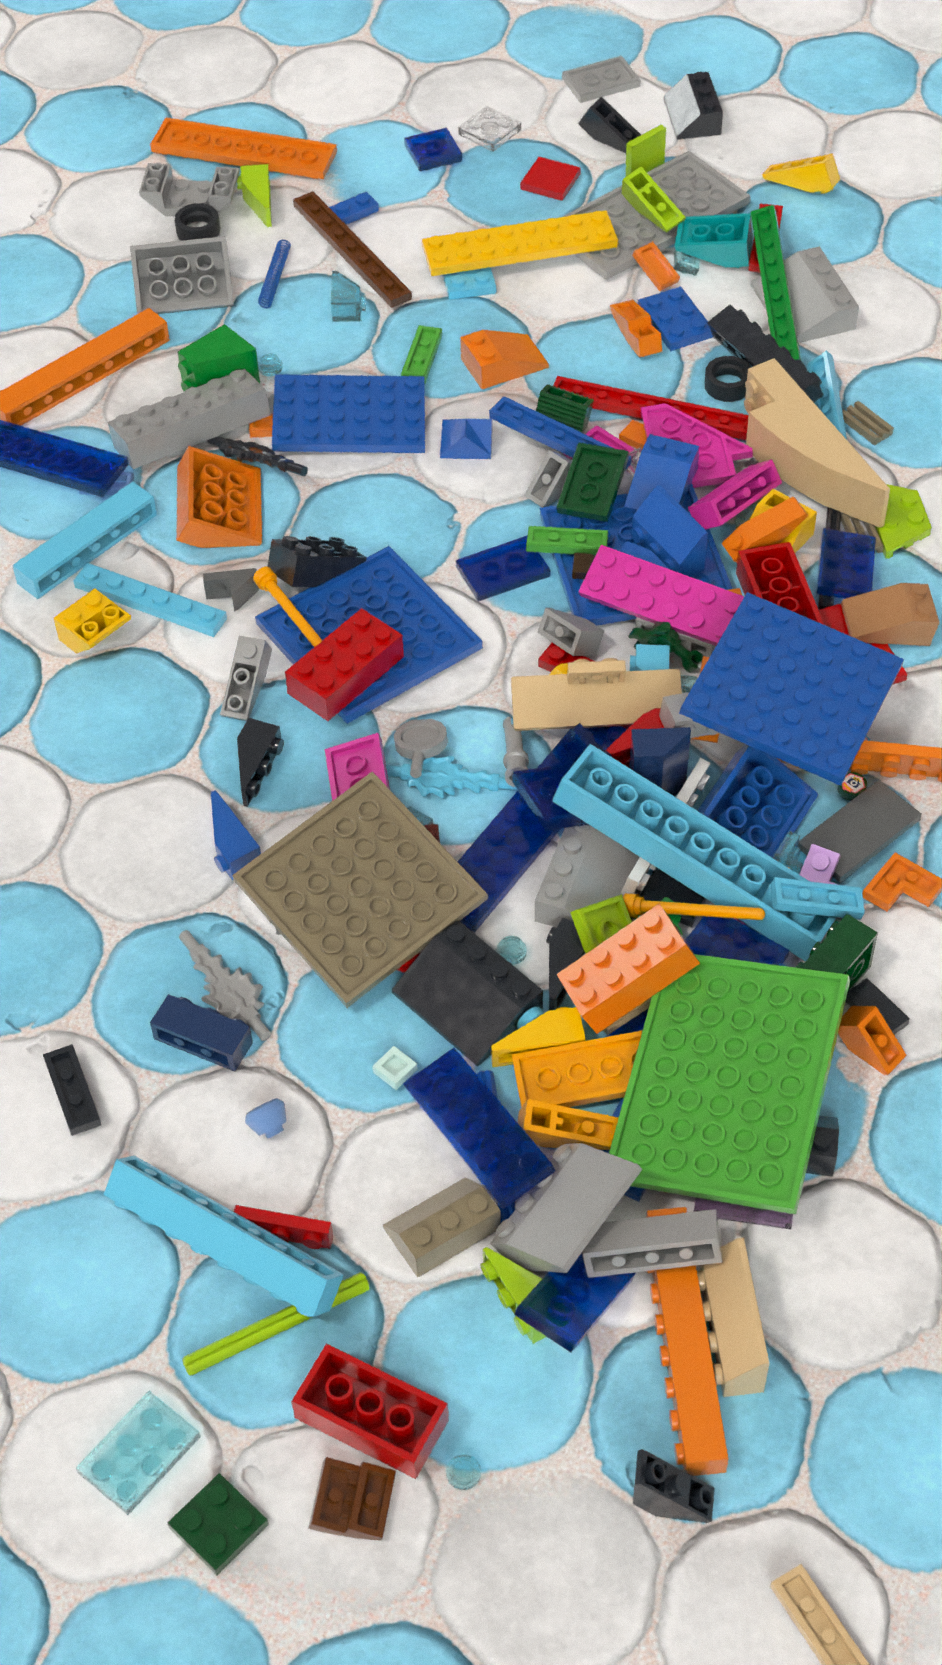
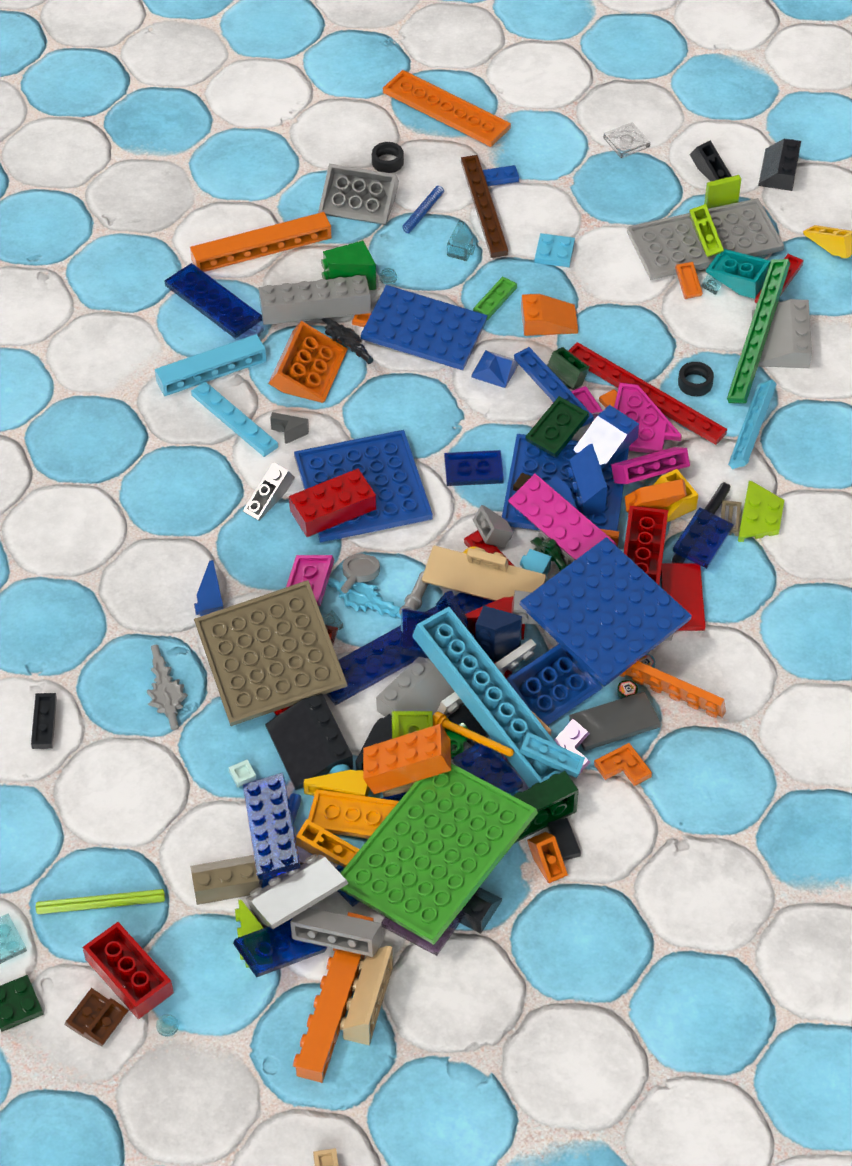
camera: 20 degrees right, 0 degrees up
(89, 621) = (186, 422): yellow slope -> none
(171, 195) = (379, 129): light grey slope -> none
(201, 1032) = (136, 711): dark blue brick -> none
(223, 1236) = (89, 838): medium azure brick -> none
(256, 190) = (441, 139): lime slope -> none
(257, 748) = (252, 542): black slope -> none
(267, 581) = (311, 429): light orange piece -> none
(267, 1118) = (150, 777): medium blue cone -> none
(290, 1228) = (129, 846): red plate -> none
(311, 560) = (348, 424): black slope -> none
(433, 149) = (577, 145): clear blue plate -> none
(512, 949) = (350, 724): clear light blue plate -> none
(519, 243) = (600, 235): yellow plate -> none
(549, 479) = (532, 414): light grey slope -> none
(550, 178) = (650, 191): red tile -> none
(565, 540) = (522, 462): bright green tile -> none
(601, 79) = (726, 123): light grey tile -> none
(637, 328) = (651, 322): orange slope -> none
(670, 1491) = (278, 1077): black slope -> none
(676, 318) = (684, 323): blue plate -> none
(749, 342) = (726, 373): black brick -> none
(789, 852) = (557, 721): clear light blue bracket -> none
(808, 447) = (713, 446): tan slope -> none
(869, 421) = (773, 429): dark tan tile -> none
(892, 615) = (714, 583): medium nougat slope -> none

